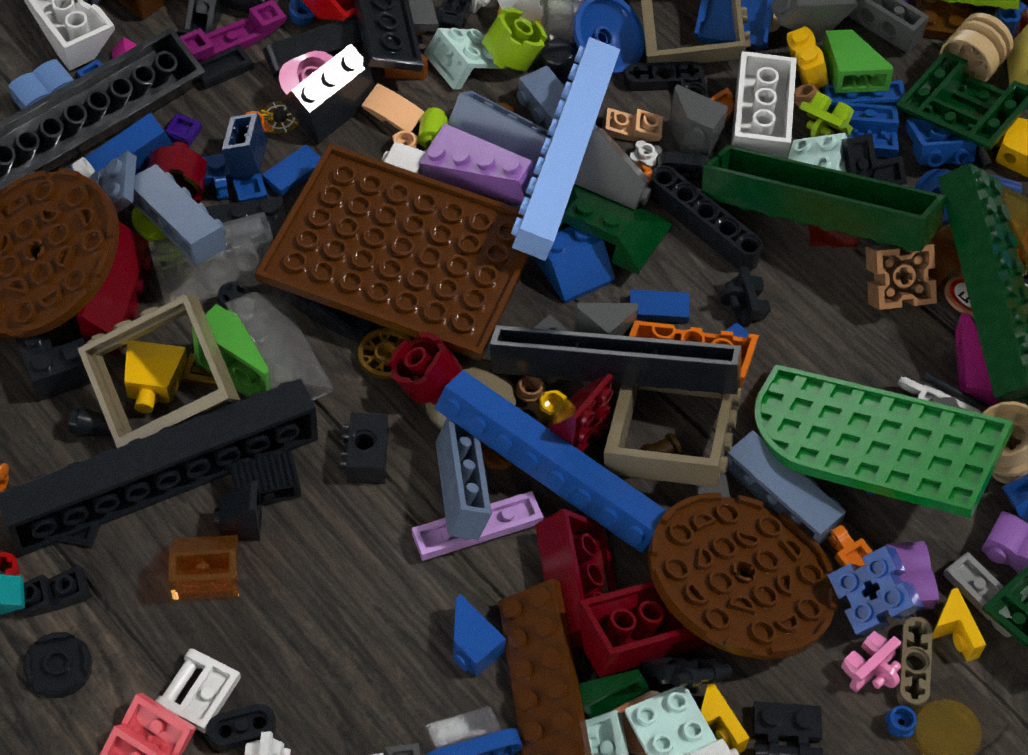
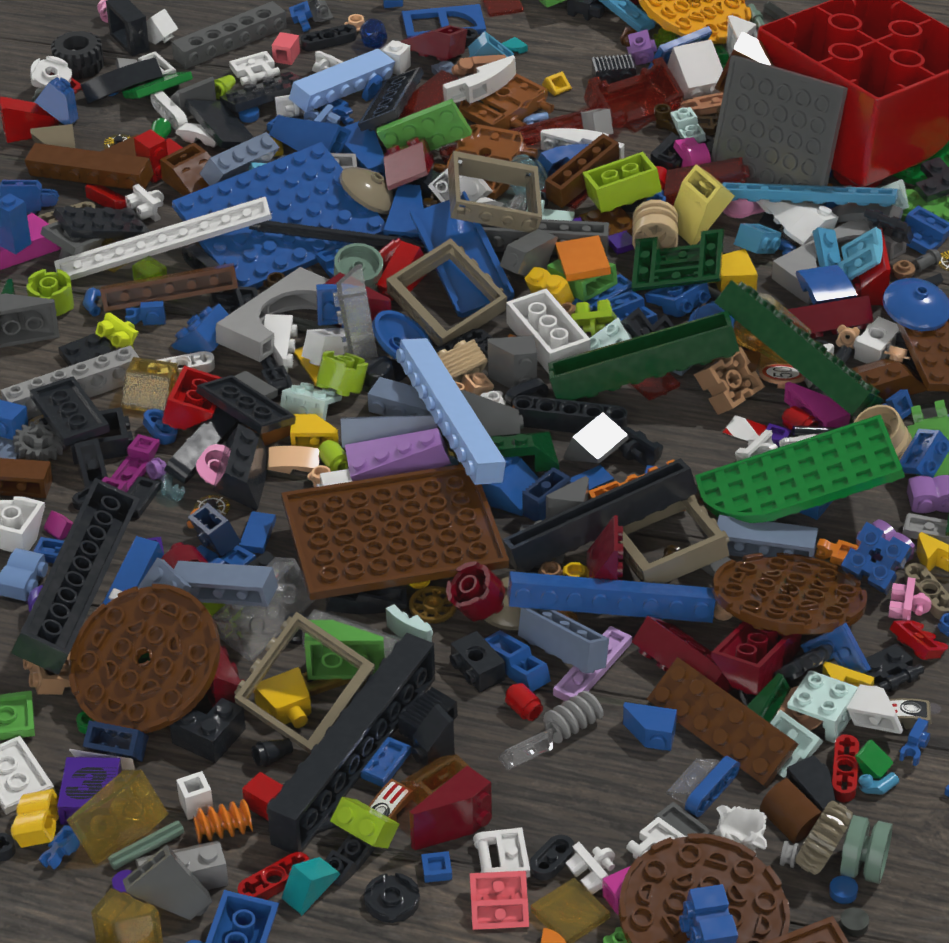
camera: 30 degrees left, 15 degrees down
(31, 463) = (259, 793): none -> red brick
(95, 565) = (364, 822): none -> lime brick
(128, 659) = (436, 867): none -> blue tile
(136, 557) = (392, 799): none -> slope
(182, 608) = (452, 810): none -> dark red slope
(183, 506) = (386, 762): none -> blue plate
(254, 75) = (170, 491): none -> clear light blue arm
(259, 43) = (155, 468): none -> medium lavender plate
(329, 582) = (527, 749): none -> clear slope
(337, 367) = (401, 624): none -> light aqua slope
(372, 524) = (523, 701): none -> red brick
(401, 573) = (572, 715): none -> light grey piece
(406, 470) = (519, 661): none -> blue slope
(432, 88) = (311, 431): none -> yellow slope
(598, 289) = (535, 496): none -> dark blue brick
(643, 92) = (463, 359): none -> tan brick
(702, 264) = (595, 441): none -> slope
(744, 683) = (845, 648): none -> blue tile
(848, 718) = (921, 641): none -> red plate
(865, 43) = (583, 258): none -> orange tile
(875, 372) = (756, 446): none -> white hips
(883, 340) = (744, 428): none -> white sticker
(907, 365) = (778, 433): none -> dark purple tile
(933, 42) = (621, 242): none -> dark purple tile
(944, 363) = (798, 417): none -> red brick

